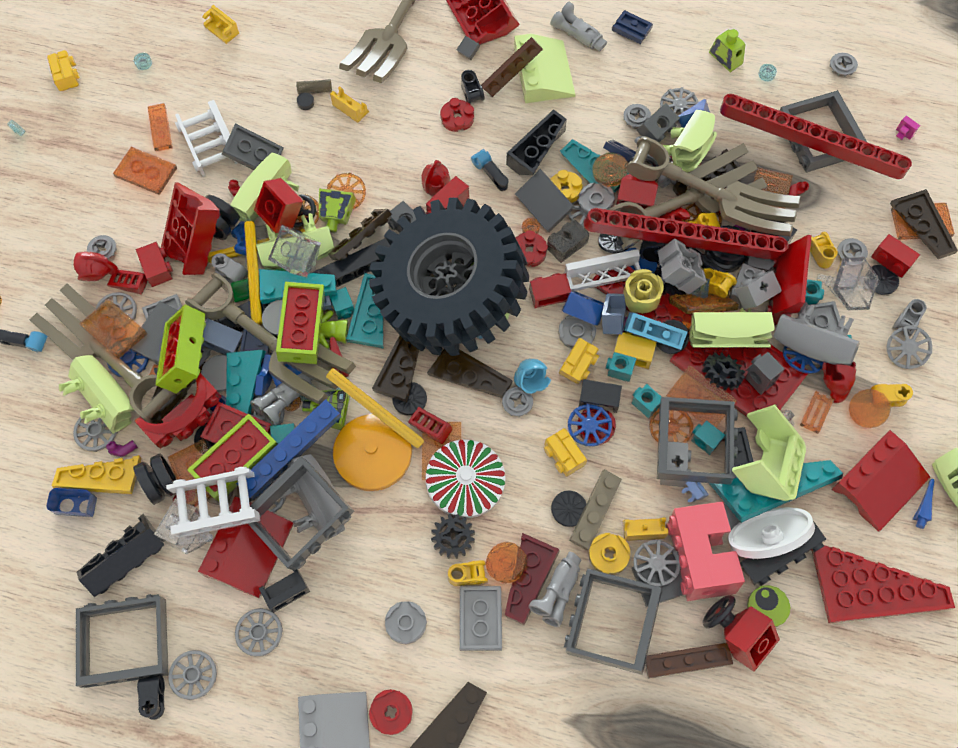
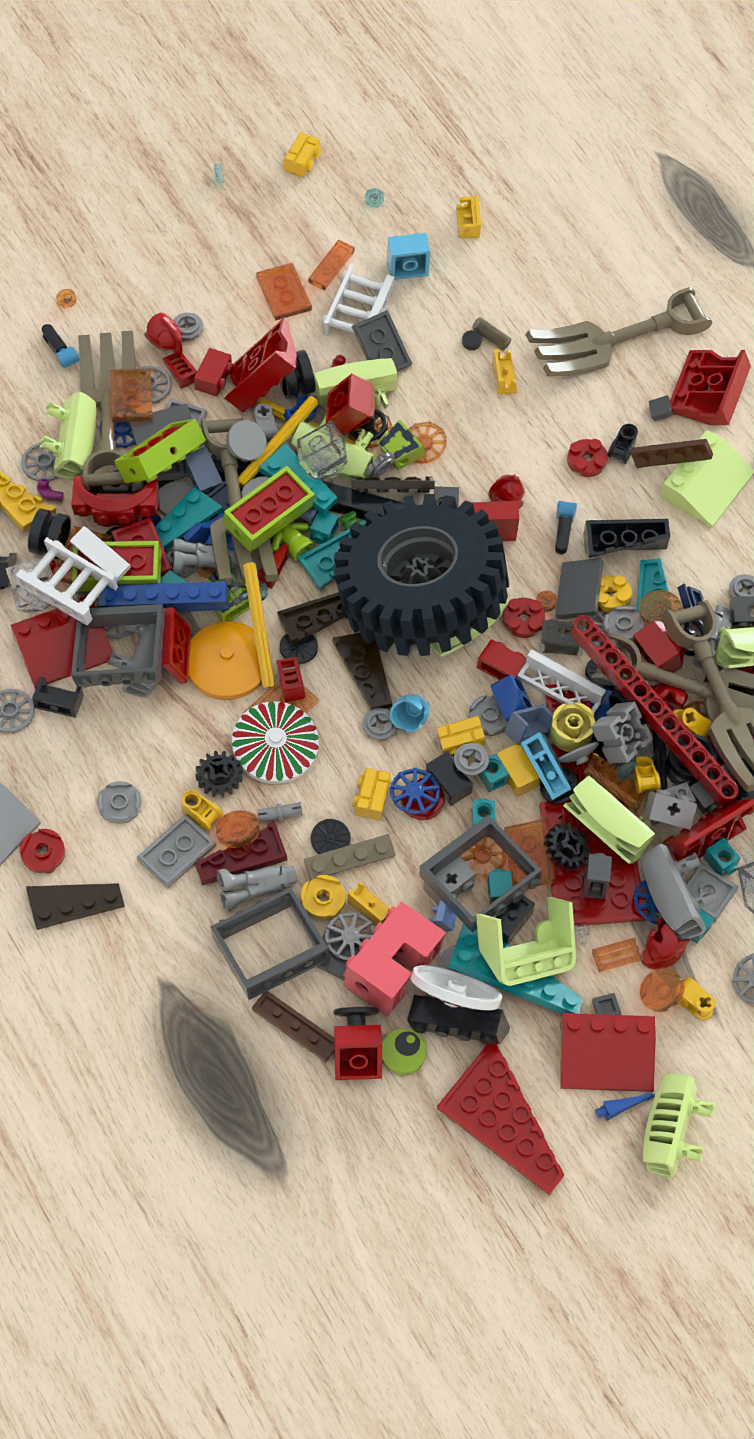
camera: 40 degrees right, 5 degrees down
(208, 78) = (408, 256): none -> medium azure brick
(215, 460) = (100, 553): none -> white tile
(234, 289) = (246, 440): none -> light grey tile
(333, 475) = (176, 645): none -> red tile
(338, 228) = (380, 464): none -> light grey gear
(353, 284) = (348, 519): none -> bright green bush
(519, 523) = (279, 812): none -> light grey pin
(609, 363) = (466, 752): none -> light grey gear
(666, 304) = (579, 755): none -> light grey dish
(848, 452) = (606, 1005): none -> dark grey tile

